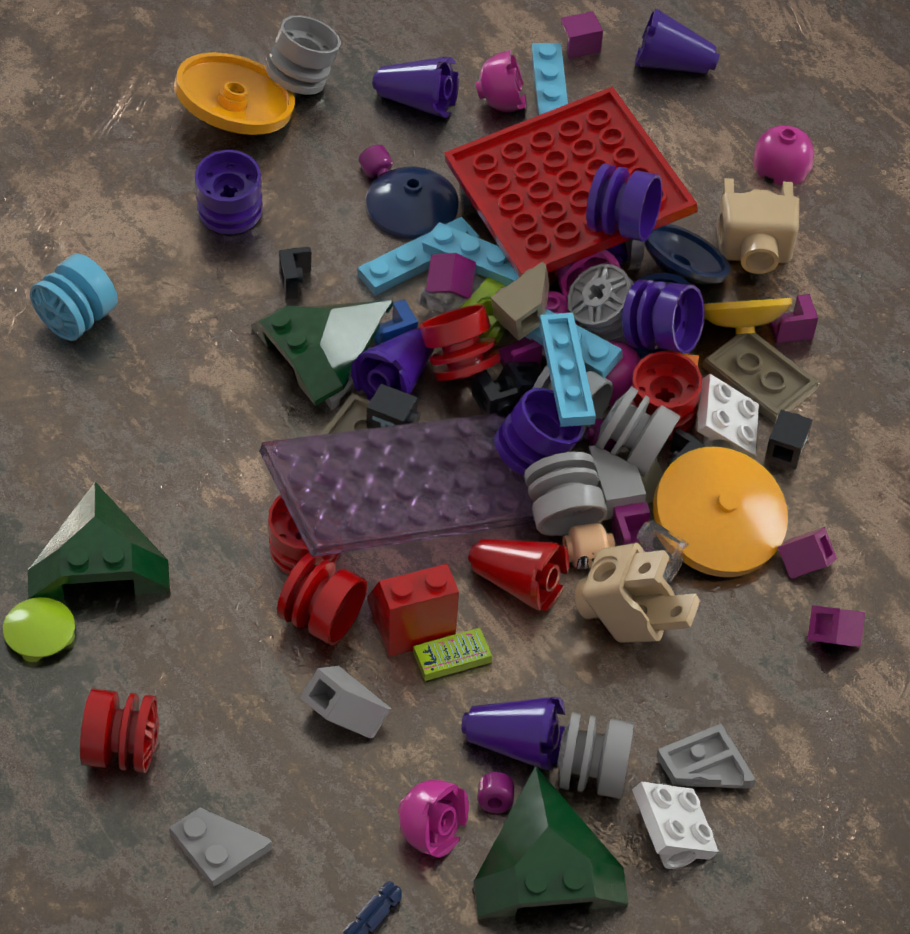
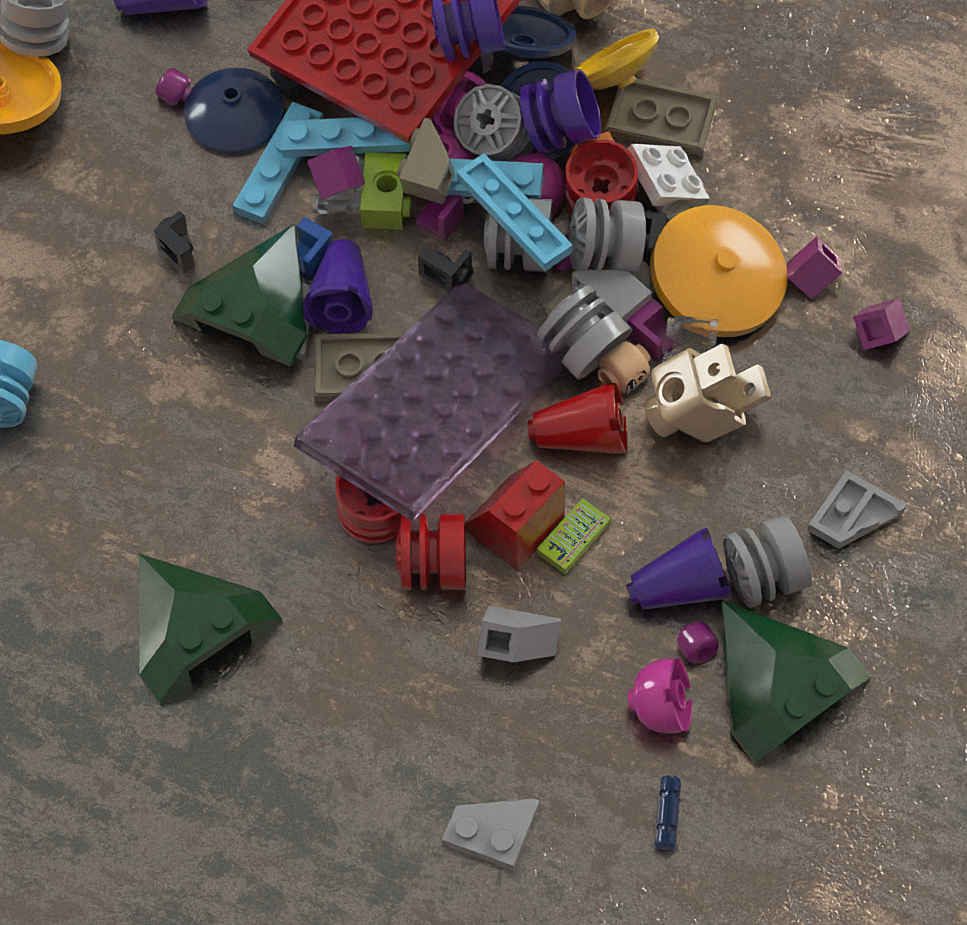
camera: 25 degrees left, 10 degrees up
(38, 628) = (190, 723): lime dish -> none
(113, 730) = (343, 779): red wheel -> none
(228, 192) = (63, 194): dark purple wheel -> none
(391, 408) = (370, 335): black brick -> none
(458, 337) = (388, 234): red wheel -> none
(519, 375) = (459, 235): black bracket -> none
(534, 431) = (517, 290): dark purple wheel -> none
(675, 823) = (867, 582): white plate -> none
(788, 438) = (729, 166): black brick -> none
(796, 324) = (669, 45): magenta panel -> none

